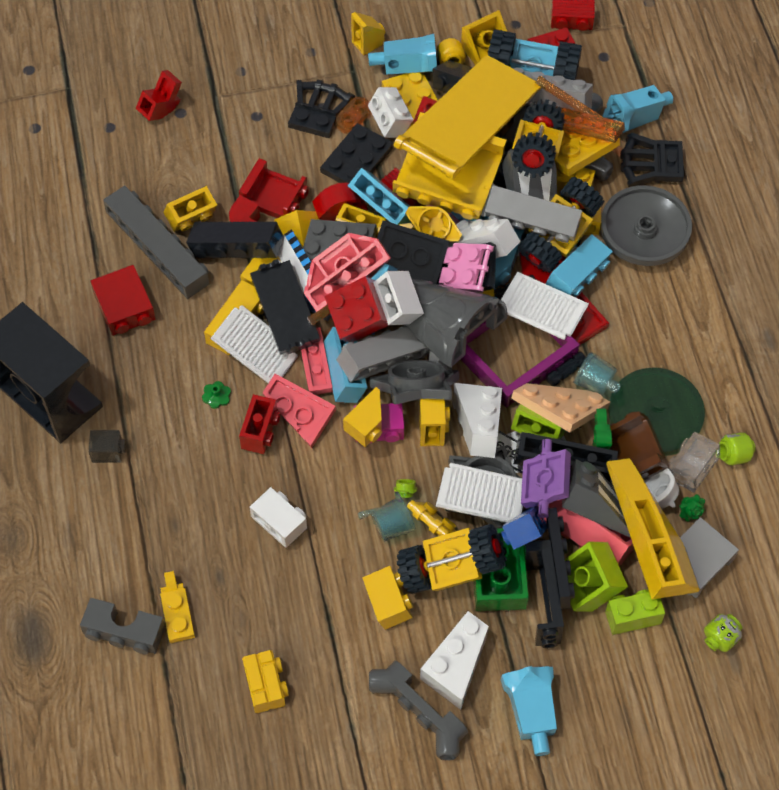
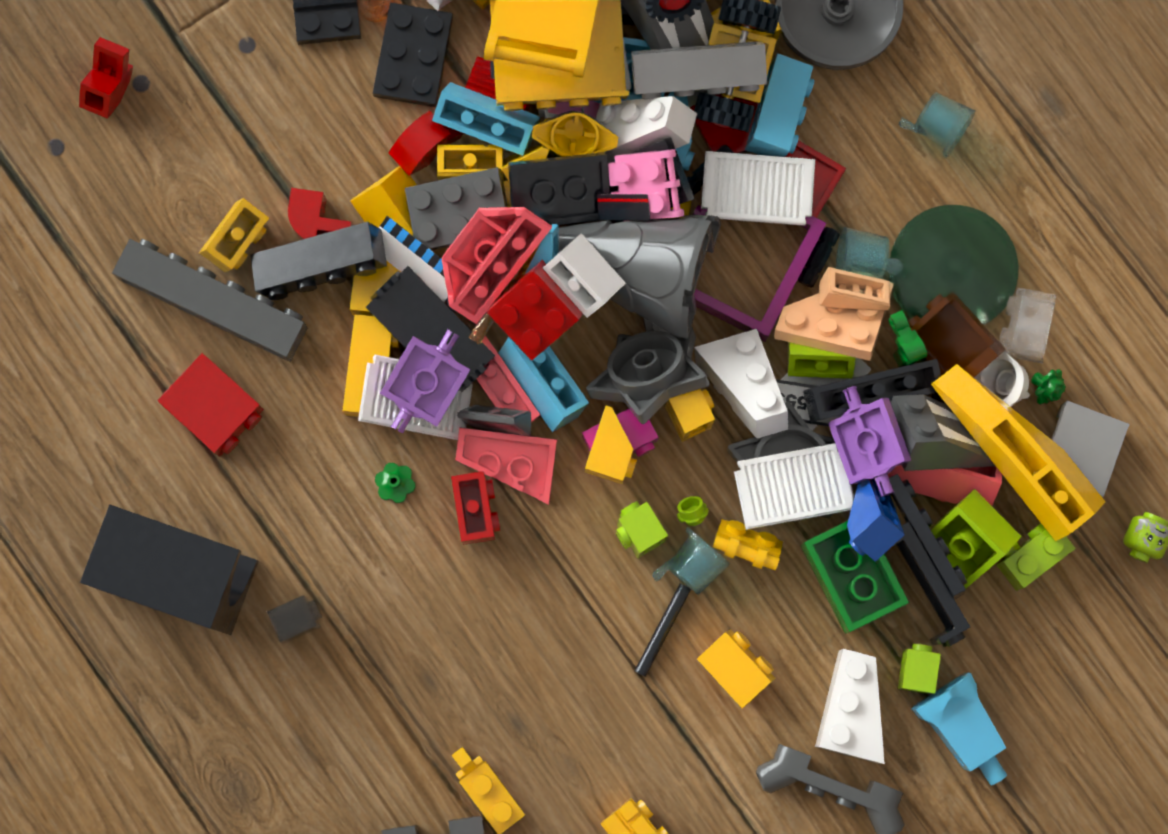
camera: 25 degrees left, 20 degrees up
(265, 330) = (425, 381): none -> medium lavender plate
(273, 191) = (329, 157): red panel -> none
(279, 516) = (557, 621): white brick -> none
(302, 377) = (497, 419): none -> dark grey slope
(349, 556) = (662, 630): none -> black bar
(363, 480) = (640, 529): none -> lime brick
(380, 353) = (582, 352): light grey brick -> none
(445, 275) = (623, 207): none -> black sticker
(451, 559) = (798, 595): plate -> none
(517, 653) = (919, 669): none -> lime brick
(578, 388) = (834, 293): none -> light nougat slope
(687, 318) = (942, 122): none -> clear light blue hat
(736, 448) = (1072, 282): lime head -> none

